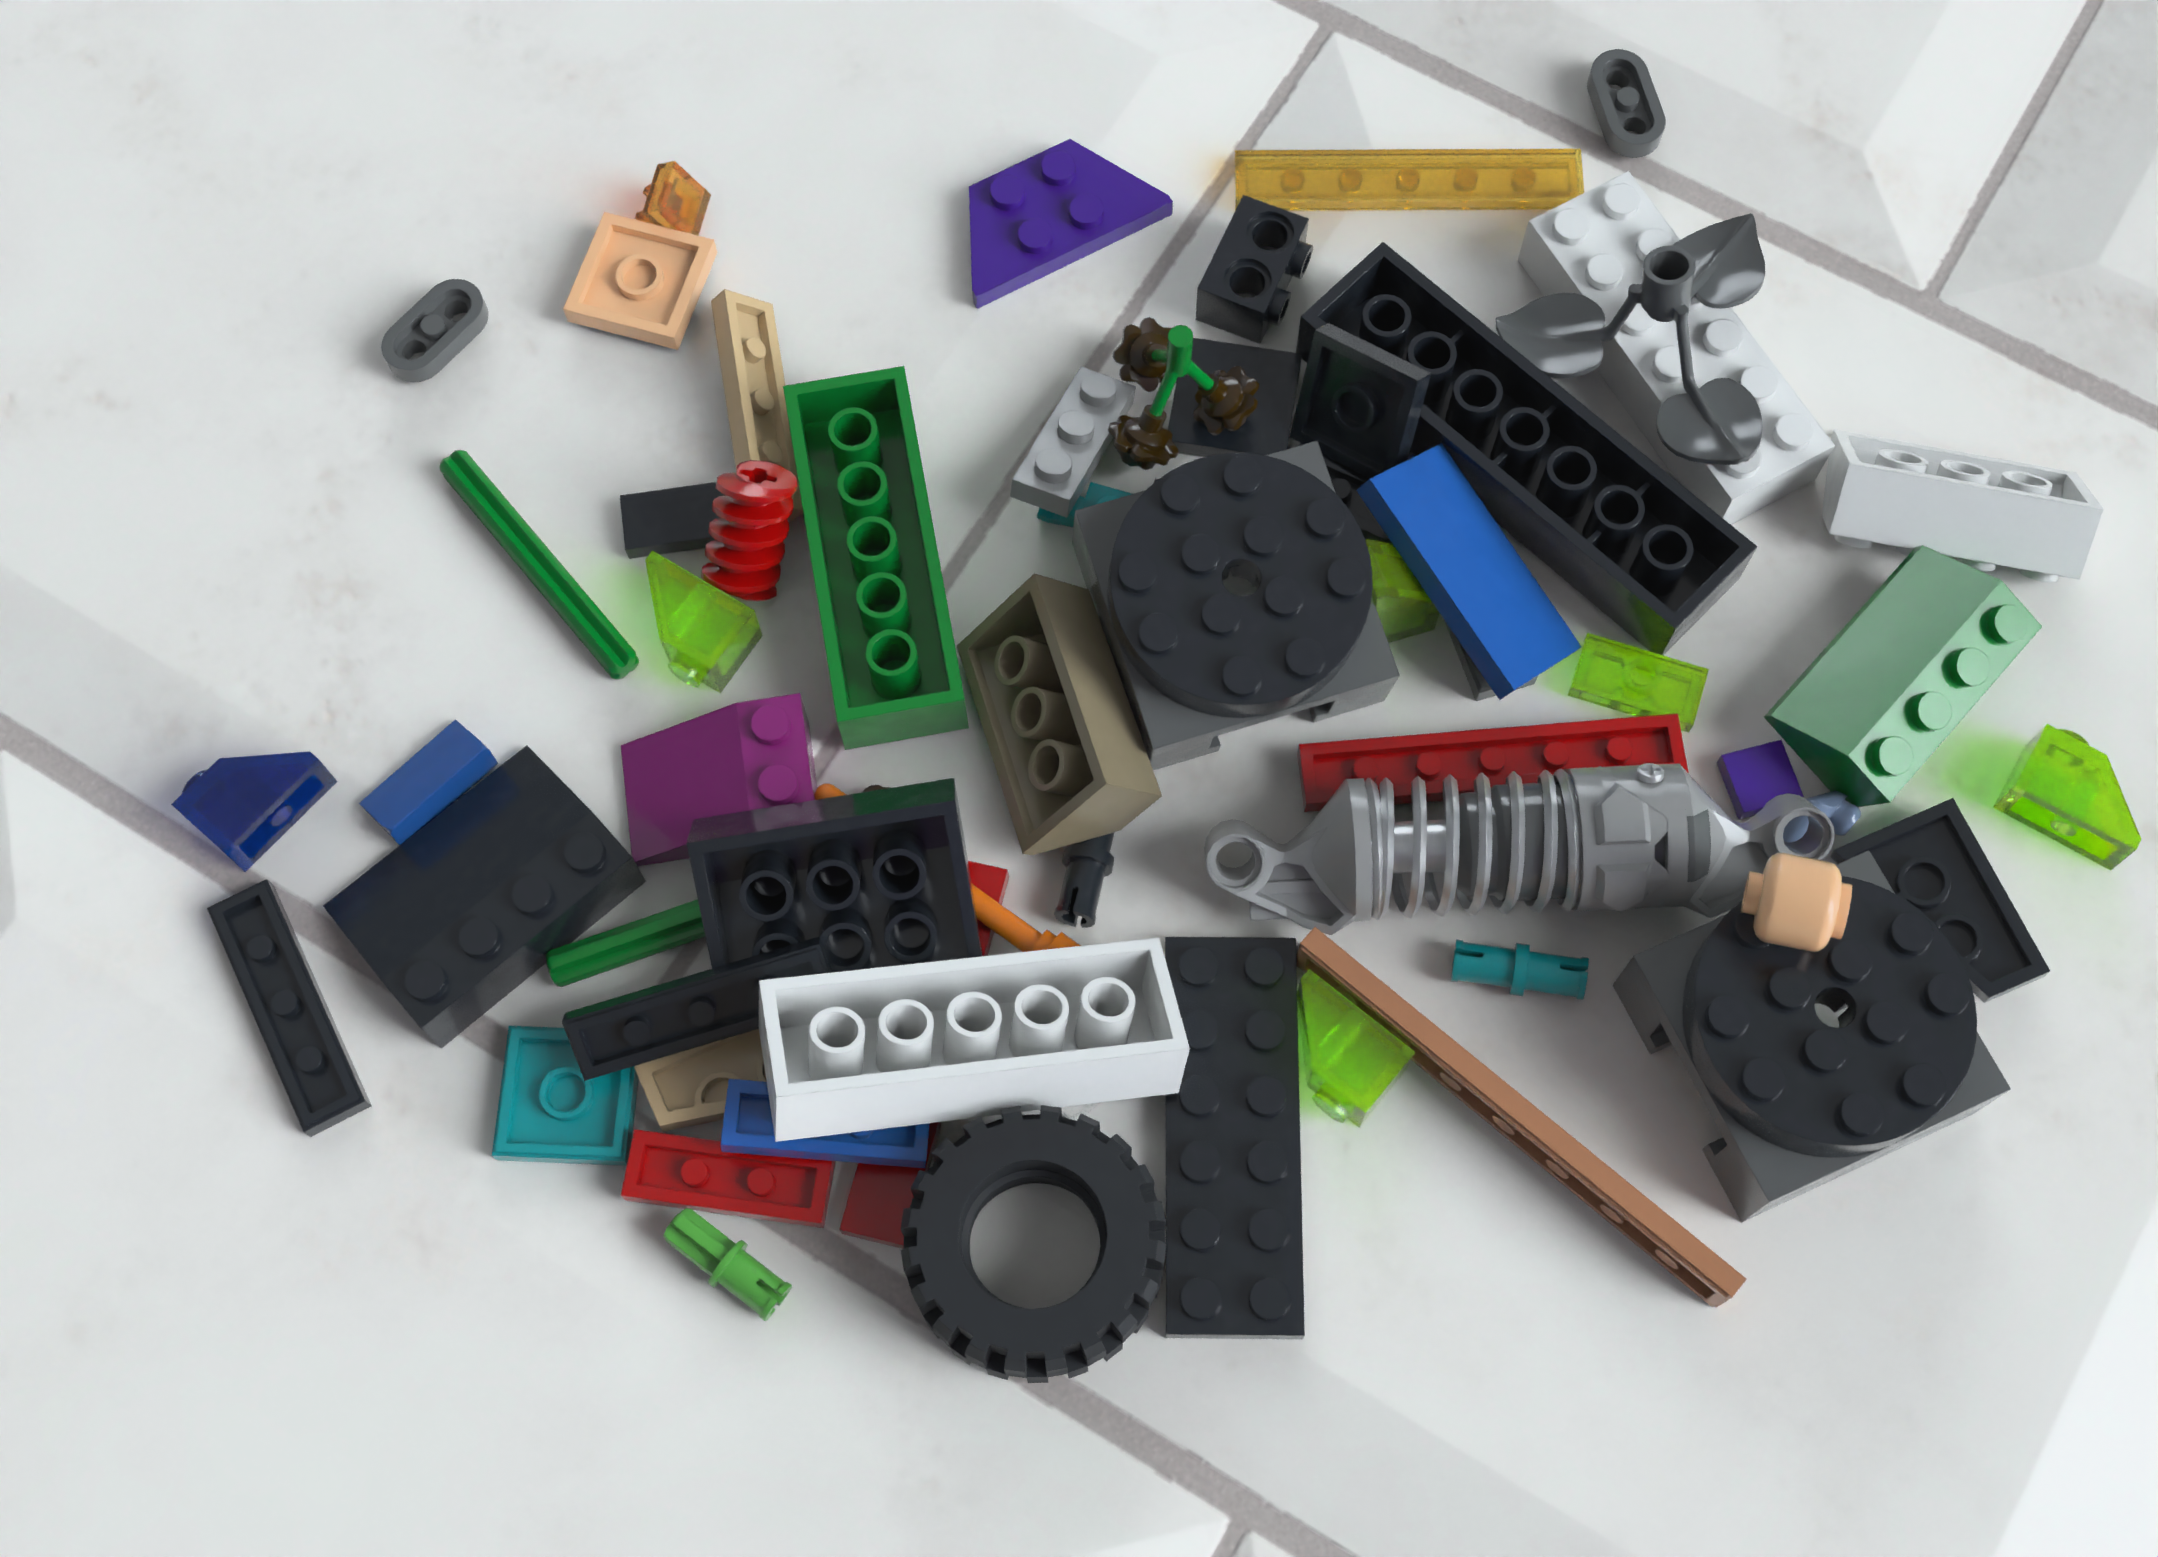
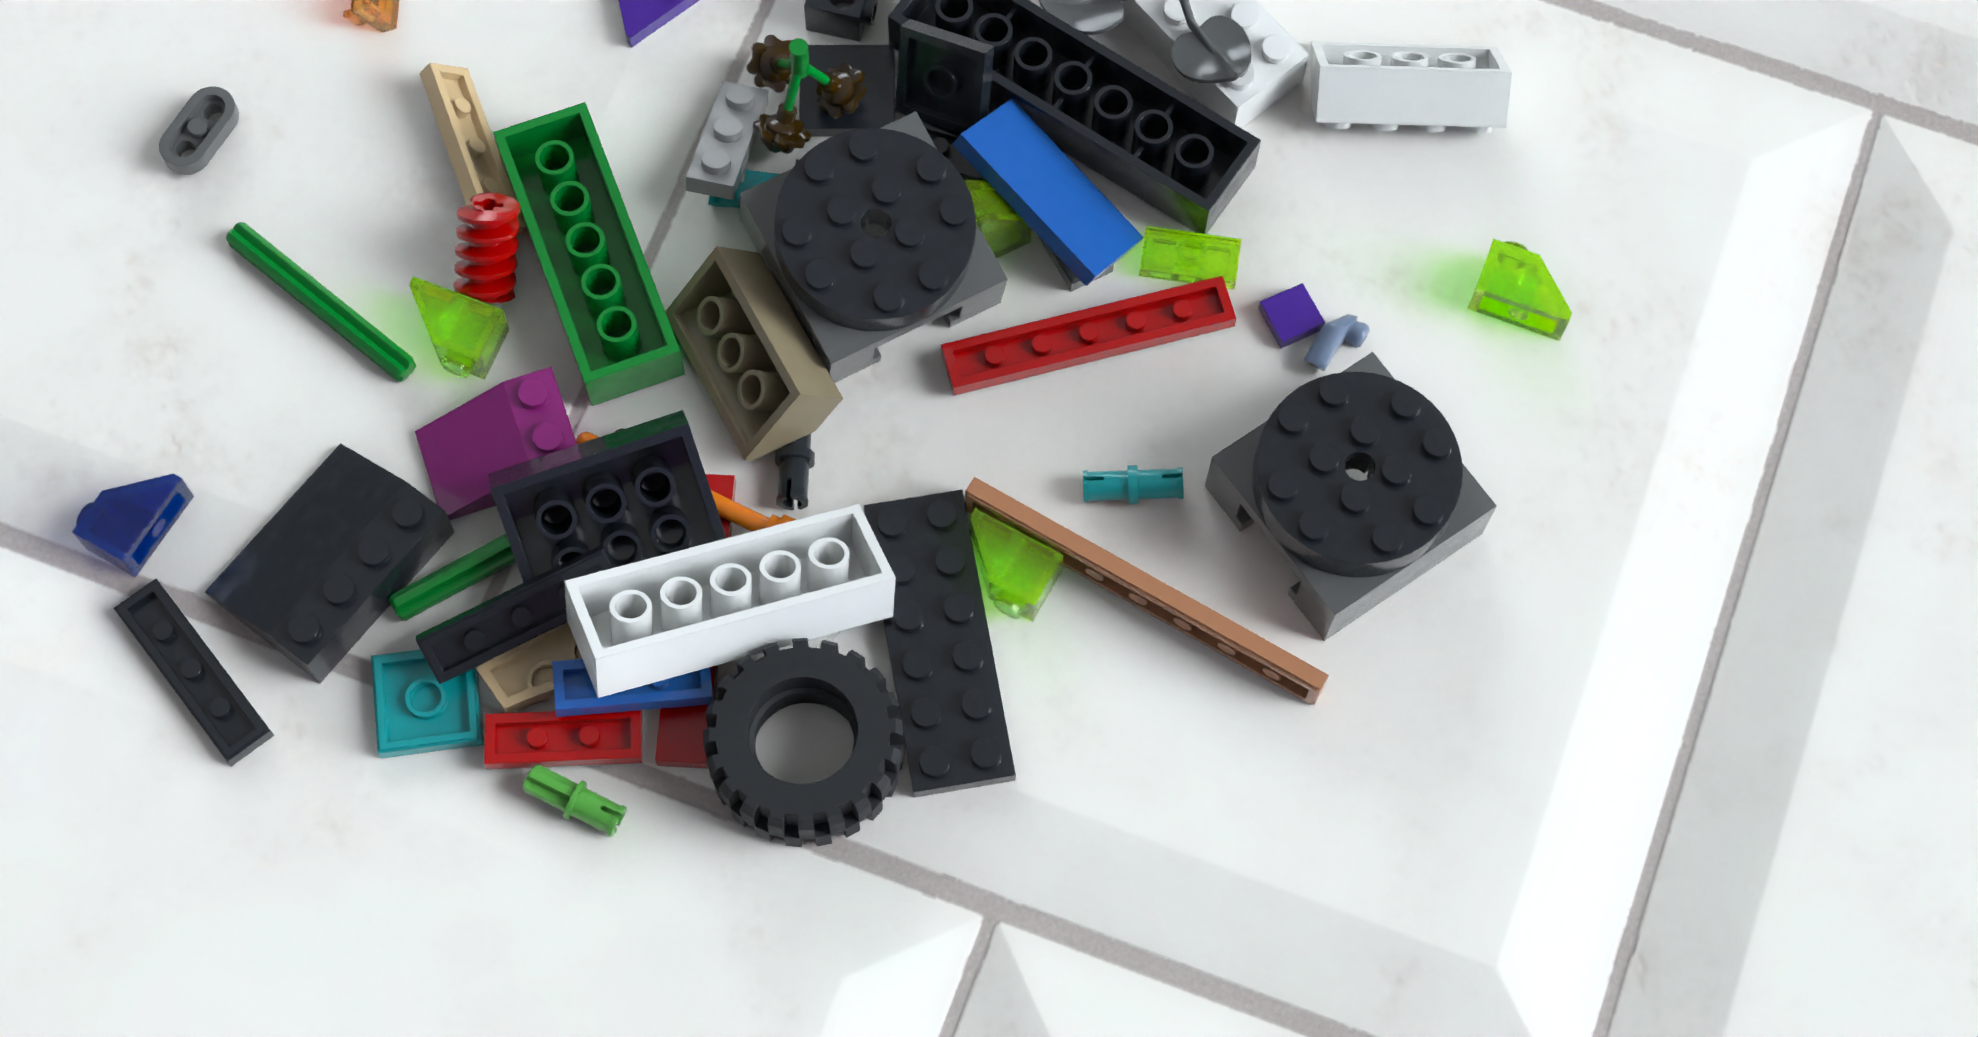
camera: 15 degrees left, 0 degrees up
(429, 782) = (268, 483): blue slope -> none
(640, 280) = (358, 65): light nougat plate -> none
(668, 519) = (420, 250): black tile -> none
(1572, 837) = (1157, 378): piece -> none
(1797, 902) = (1318, 393): light nougat head -> none
(1902, 675) = (1383, 219): slope -> none
(1947, 876) = (1440, 367): black wing -> none

